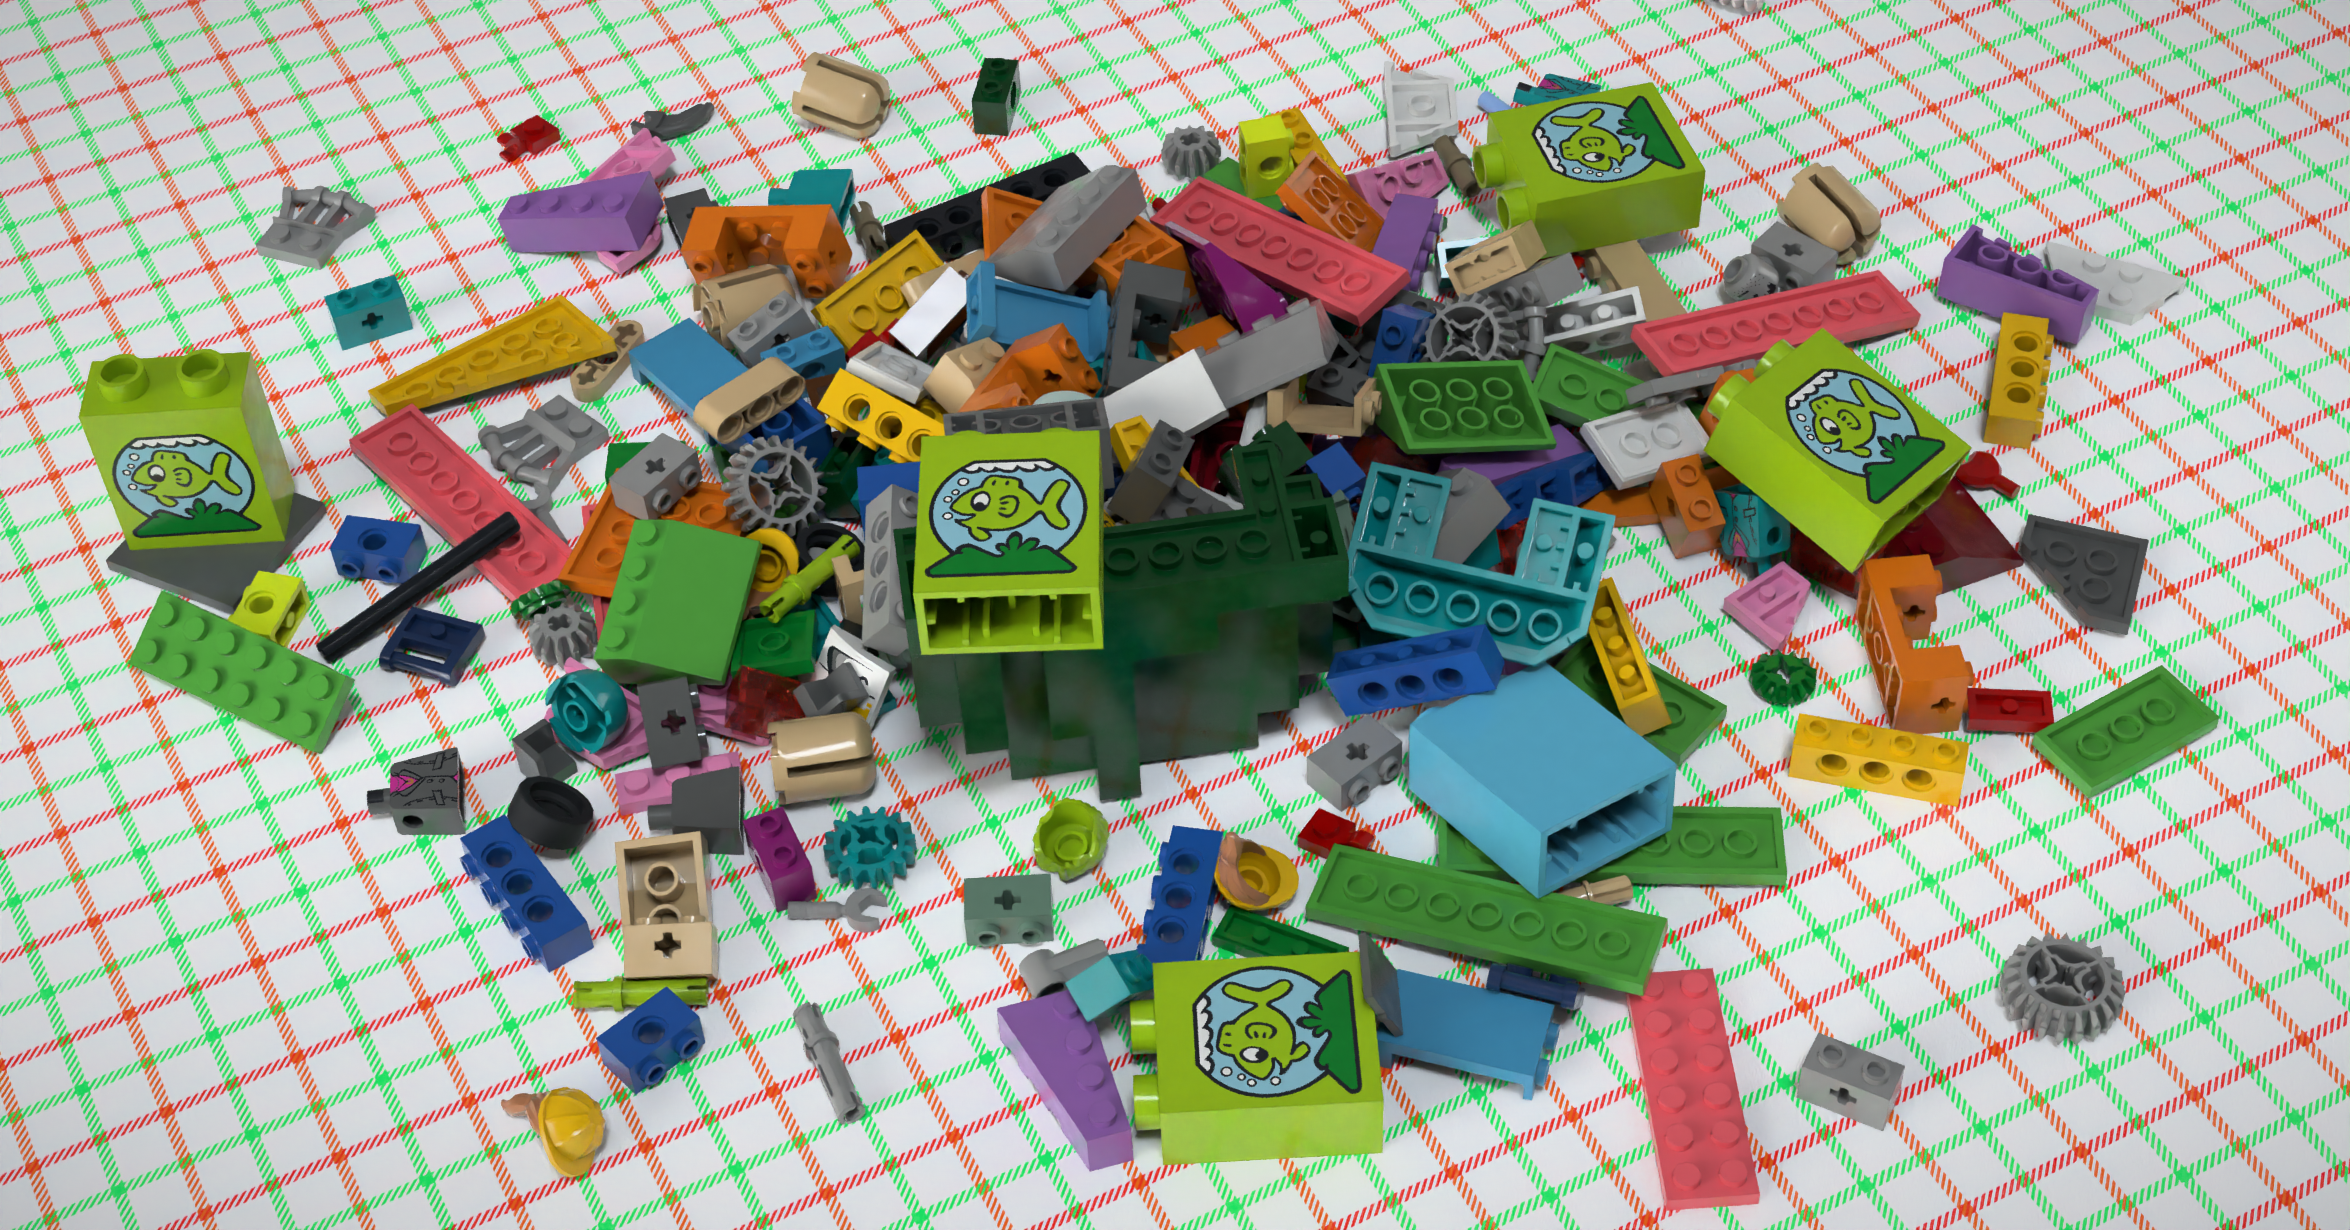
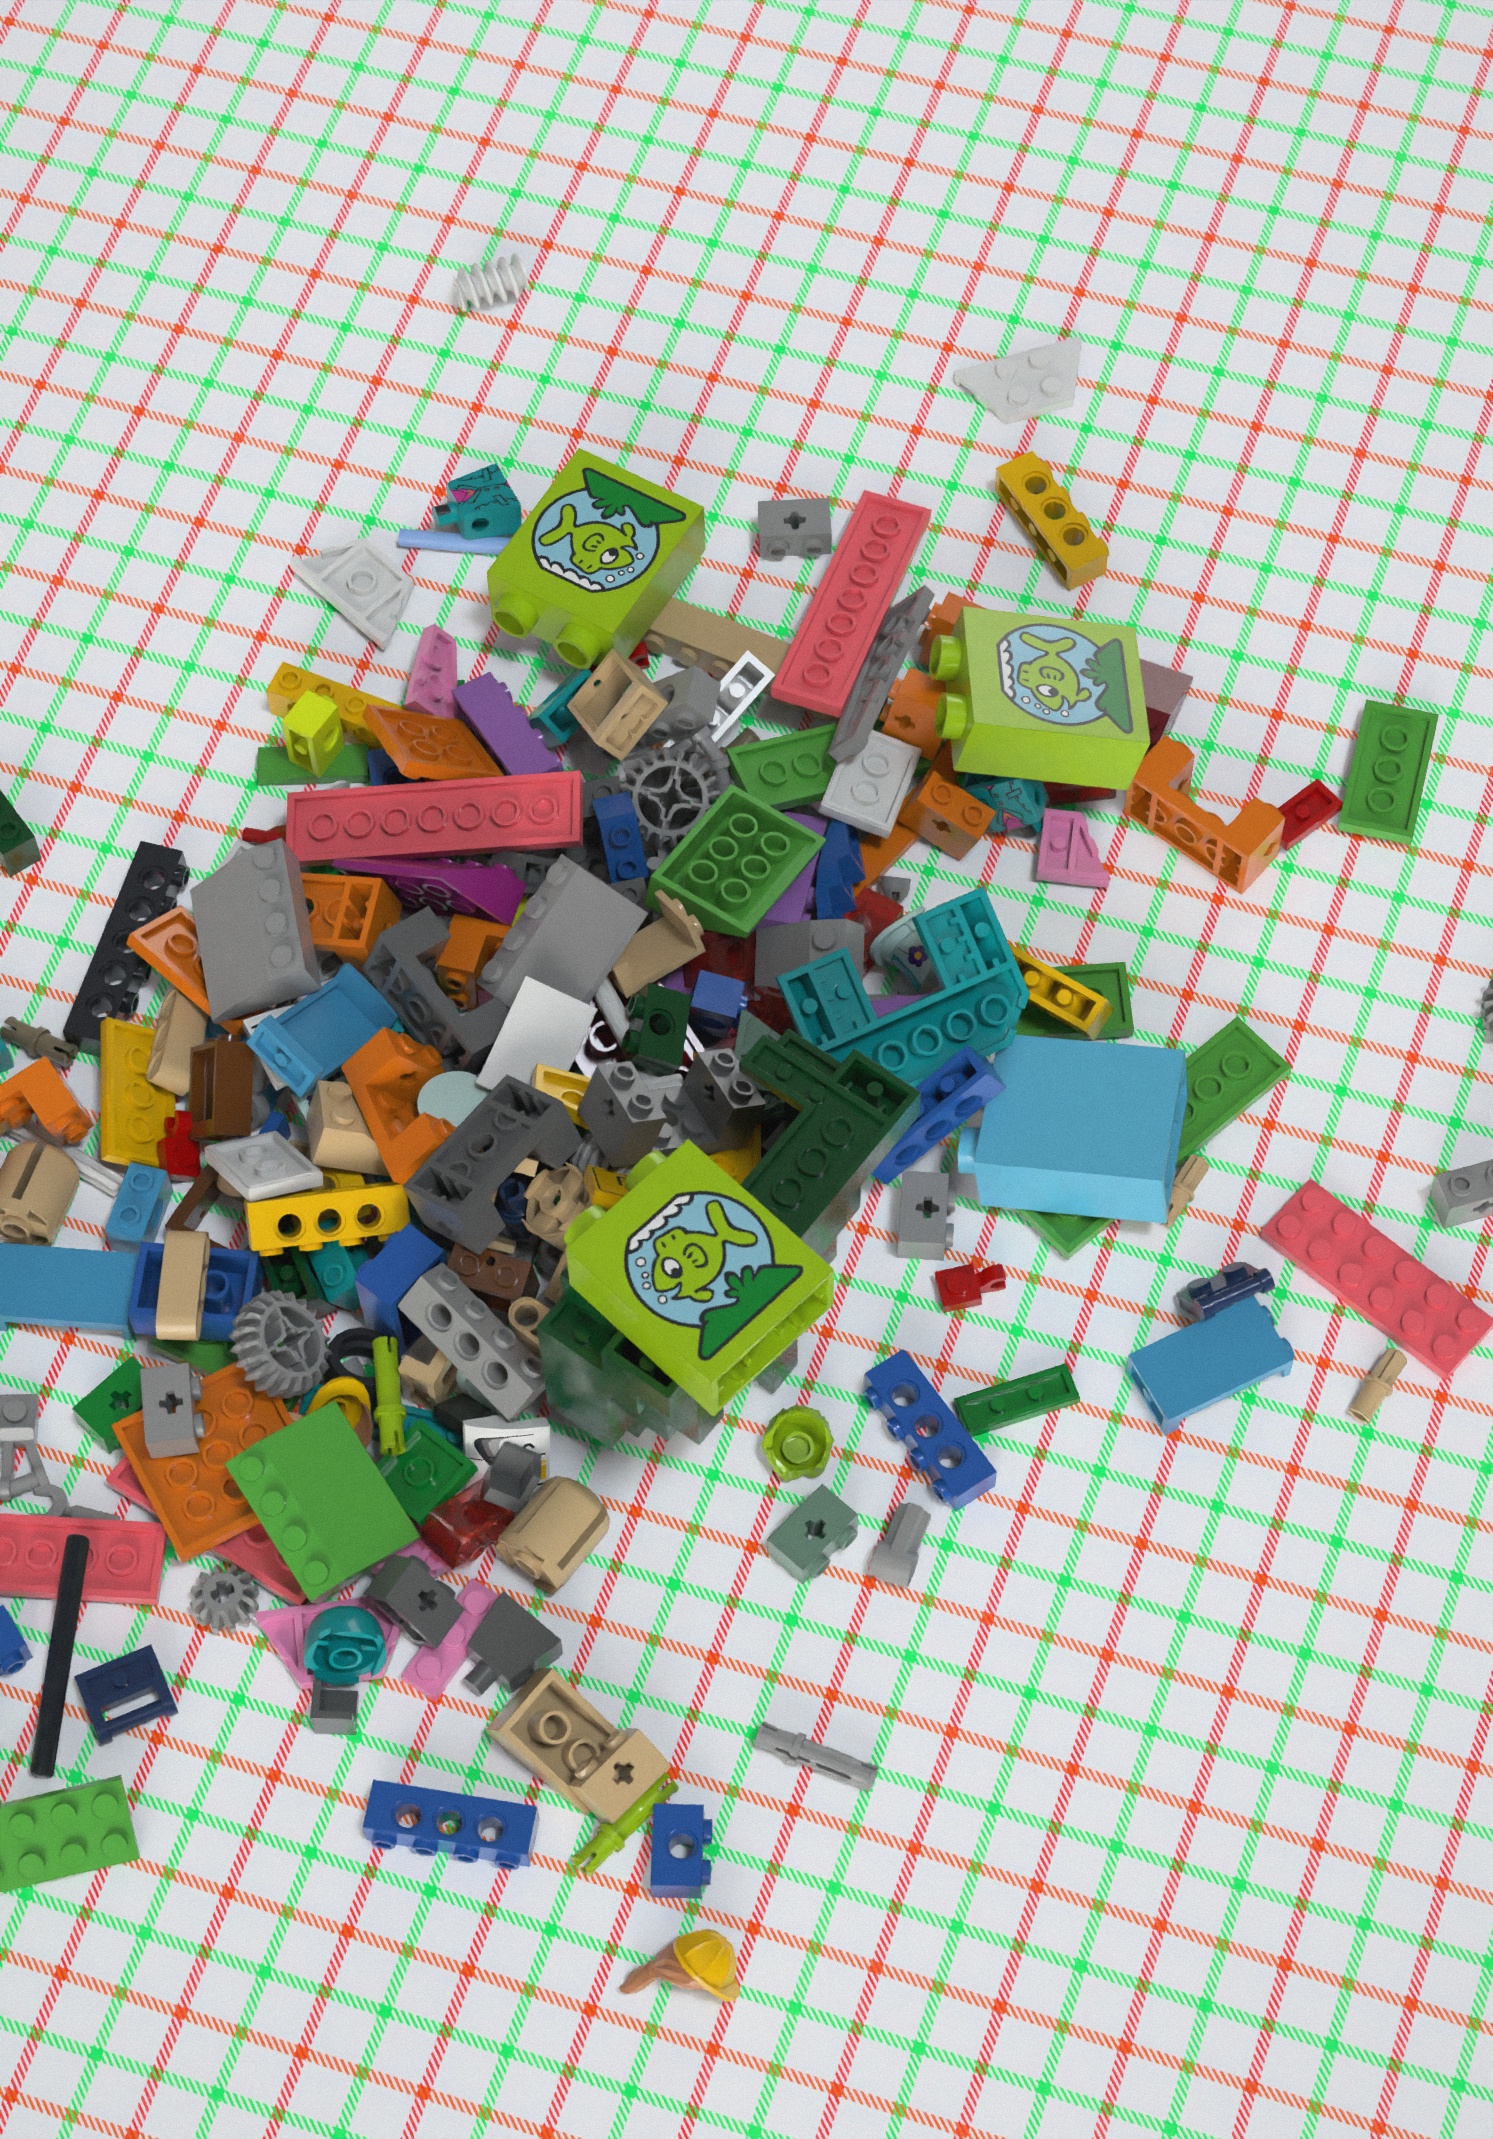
camera: 45 degrees left, 15 degrees up
(424, 795) = (279, 1816): dark grey torso -> none
(538, 598) = (176, 1586): green gear -> none
(550, 813) = (400, 1766): black tyre -> none
(770, 326) = (87, 1203): light grey brick -> none
(779, 858) = (609, 1636): magenta brick -> none
(854, 906) = (683, 1639): light grey piece -> none
(869, 847) = (678, 1569): teal gear -> none
(1071, 1073) = (989, 1615): medium lavender wedge -> none
(1111, 984) = (967, 1531): teal brick -> none
(1190, 152) = (225, 766): light grey gear -> none
(1254, 874) = (958, 1364): yellow piece -> none
(1259, 1059) = (1111, 1498): lime brick -> none
(1380, 984) = (1148, 1379): dark grey piece -> none
(1457, 166) = (451, 621): dark tan pin -> none
(1488, 919) = (1137, 1266): bright green plate -> none
(1595, 1161) = (1378, 1385): none -> tan axle
(1750, 277) = (786, 570): light grey head -> none
(1774, 687) = (1134, 918): green gear -> none
(1831, 212) = (790, 464): tan cylinder -> none
(1878, 759) = (1262, 925): yellow brick -> none
(1983, 472) = (1099, 613): red rock -> none
(1998, 280) = (977, 435): medium lavender wedge -> none
(2088, 569) = (1245, 652): dark grey plate -> none

